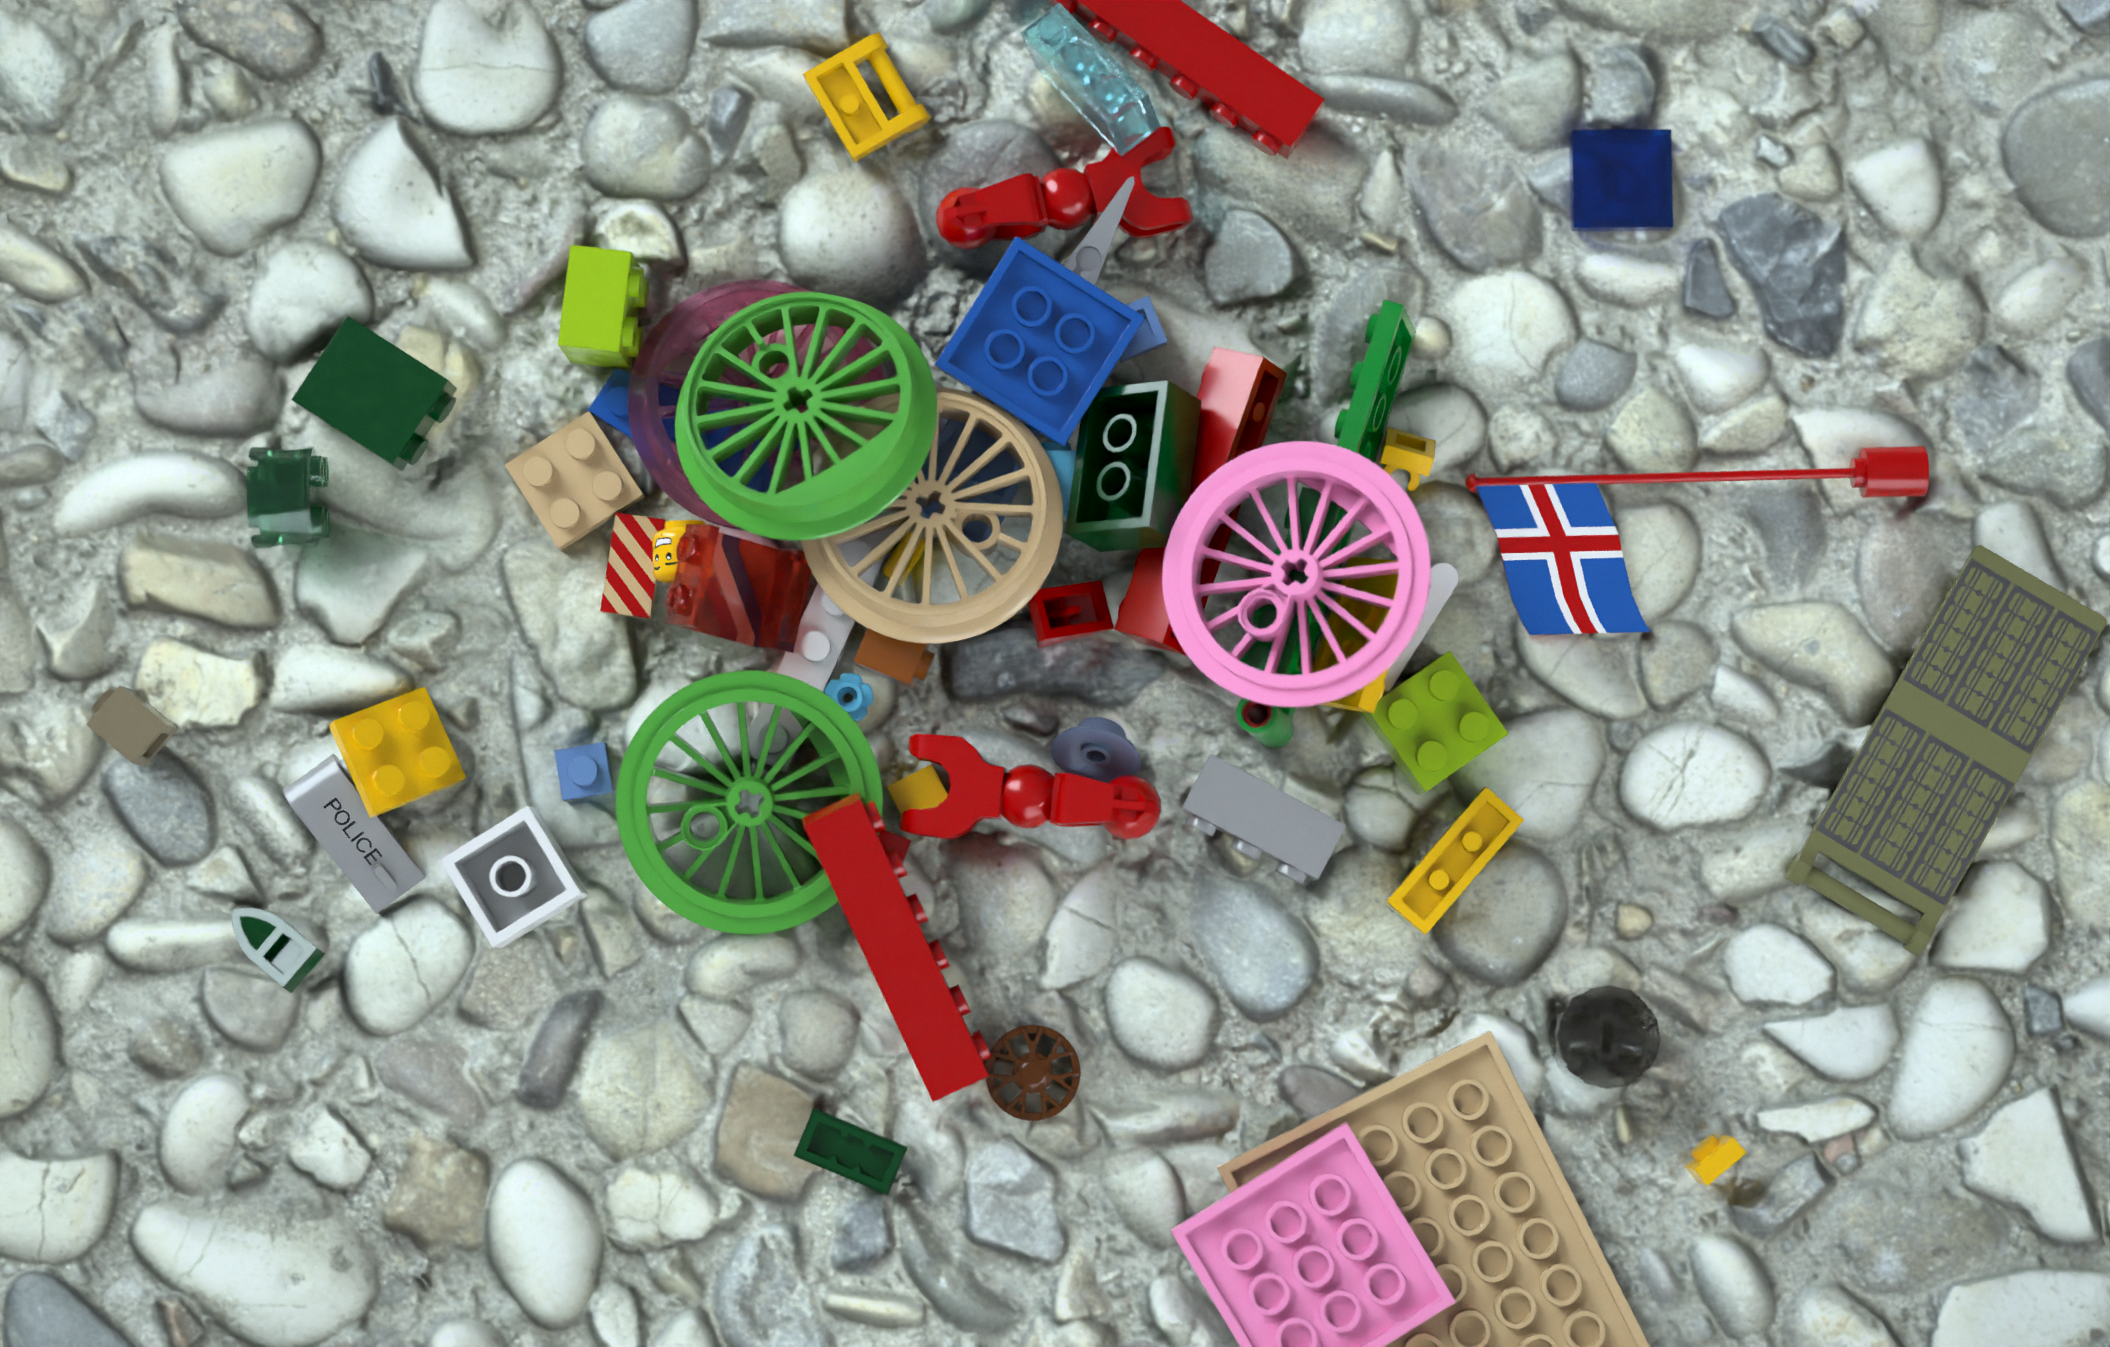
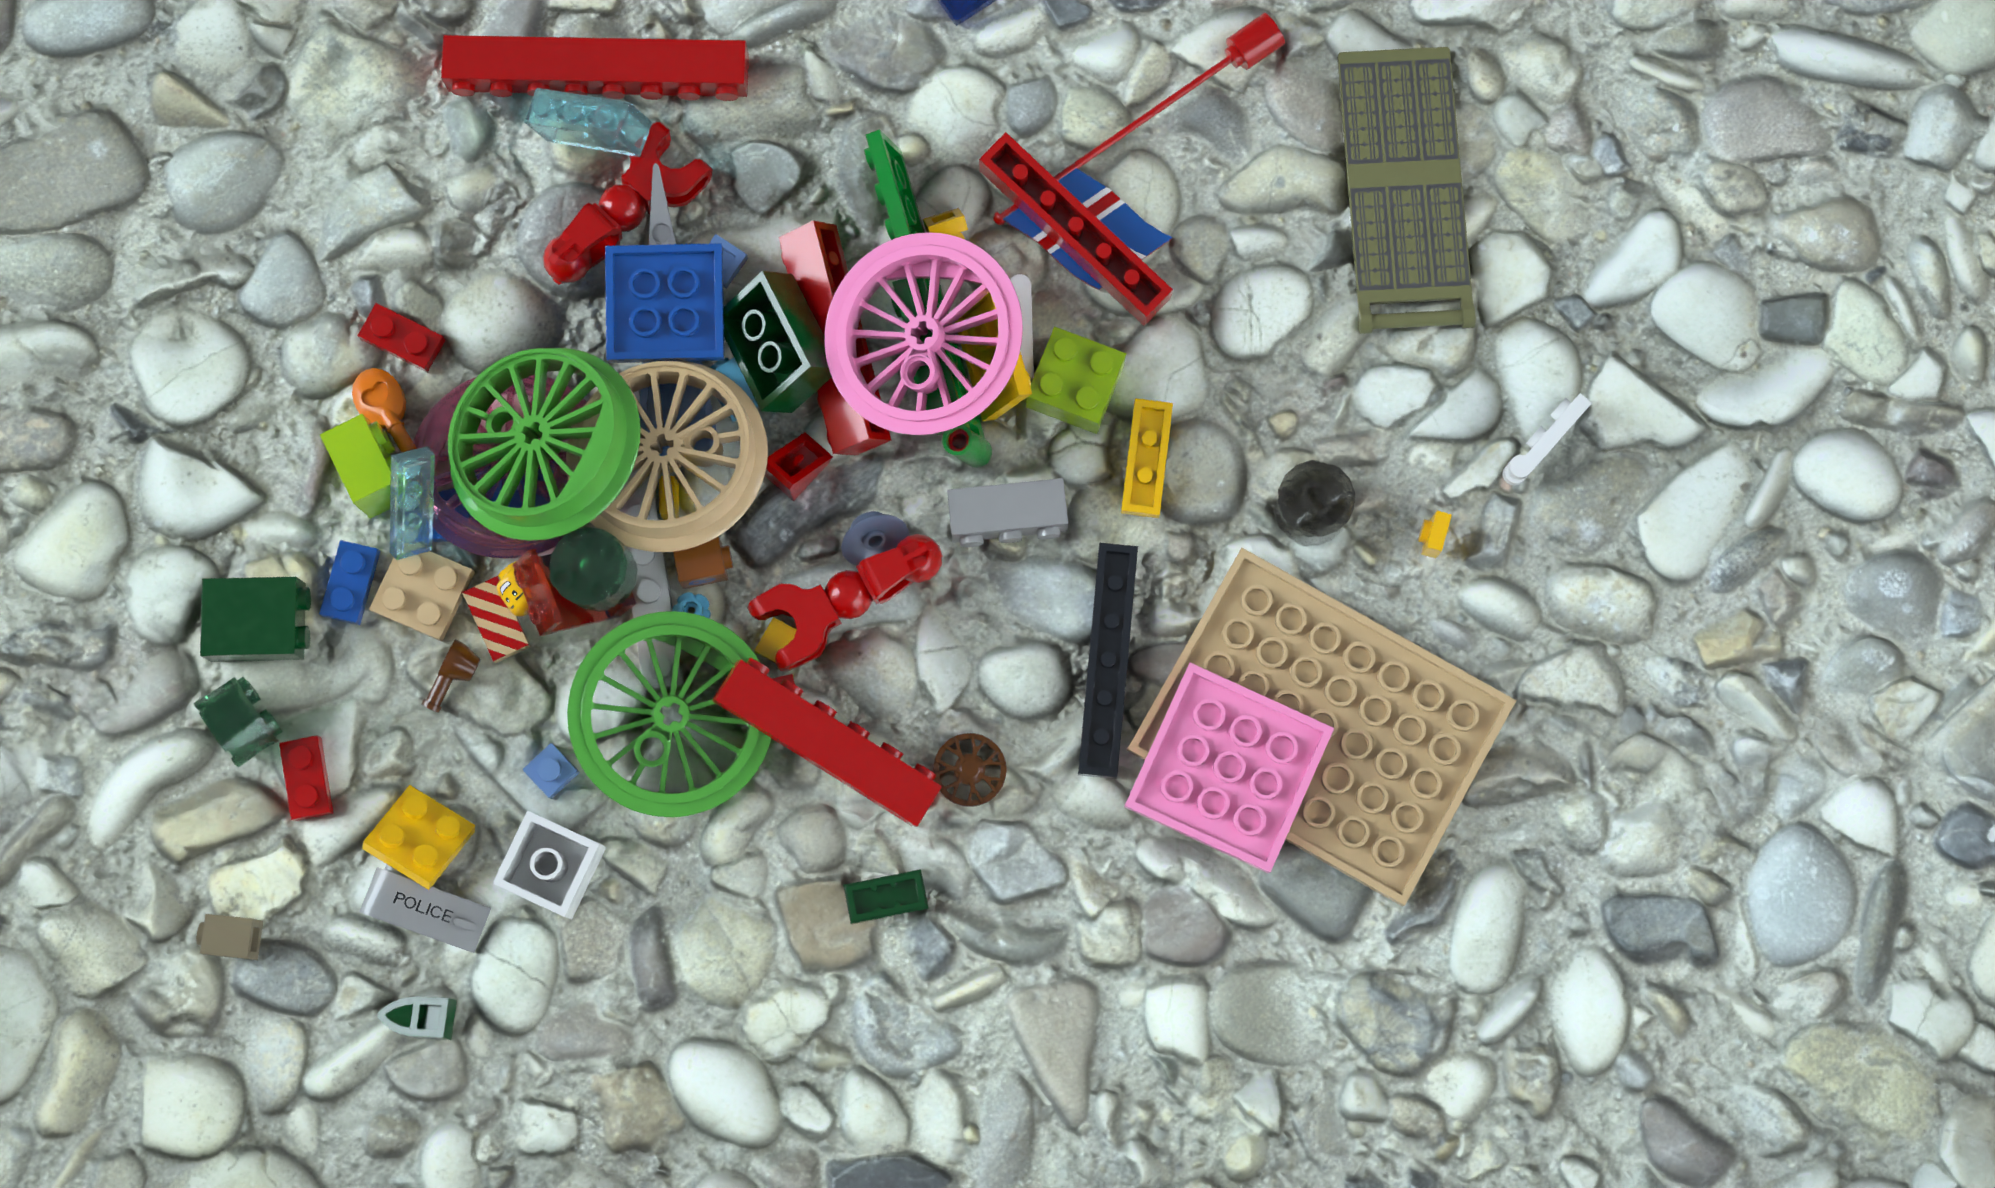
camera: 30 degrees left, 5 degrees down
(321, 604) = (306, 778): none -> red plate
(503, 420) = (350, 582): none -> blue plate
(560, 591) = (458, 665): none -> reddish brown bar
(621, 385) = (411, 502): none -> clear light blue plate
(664, 245) = (383, 400): none -> orange piece
(733, 183) = (401, 337): none -> red plate
(767, 589) = (593, 569): none -> clear green brick
(851, 104) = (445, 238): yellow plate -> none
(1261, 1055) = (1108, 661): none -> black plate
(1546, 555) = (1075, 229): none -> red brick
(1907, 1137) = (1544, 440): none -> white plate

